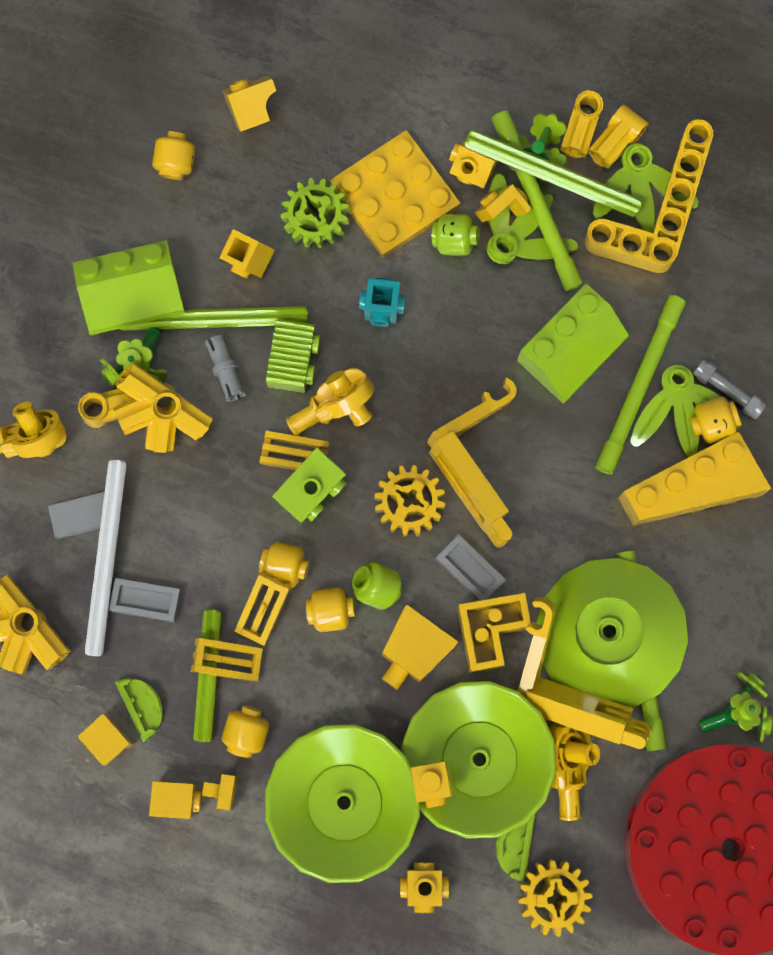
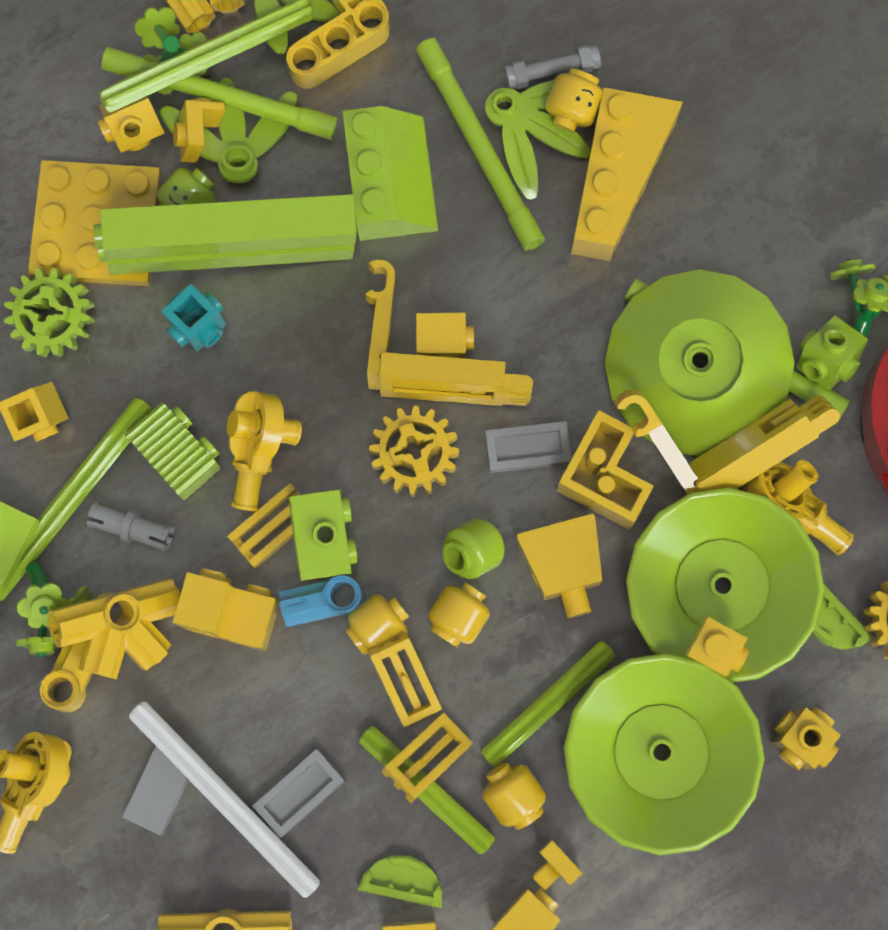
camera: 45 degrees left, 0 degrees up
(215, 462) = (224, 612): none -> yellow brick
(269, 517) = (317, 601): none -> dark azure piece
(319, 709) = (548, 704): none -> lime axle
(448, 278) = (226, 234): none -> lime brick
(496, 461) = (443, 335): none -> yellow brick
(686, 712) = (831, 353): none -> lime brick

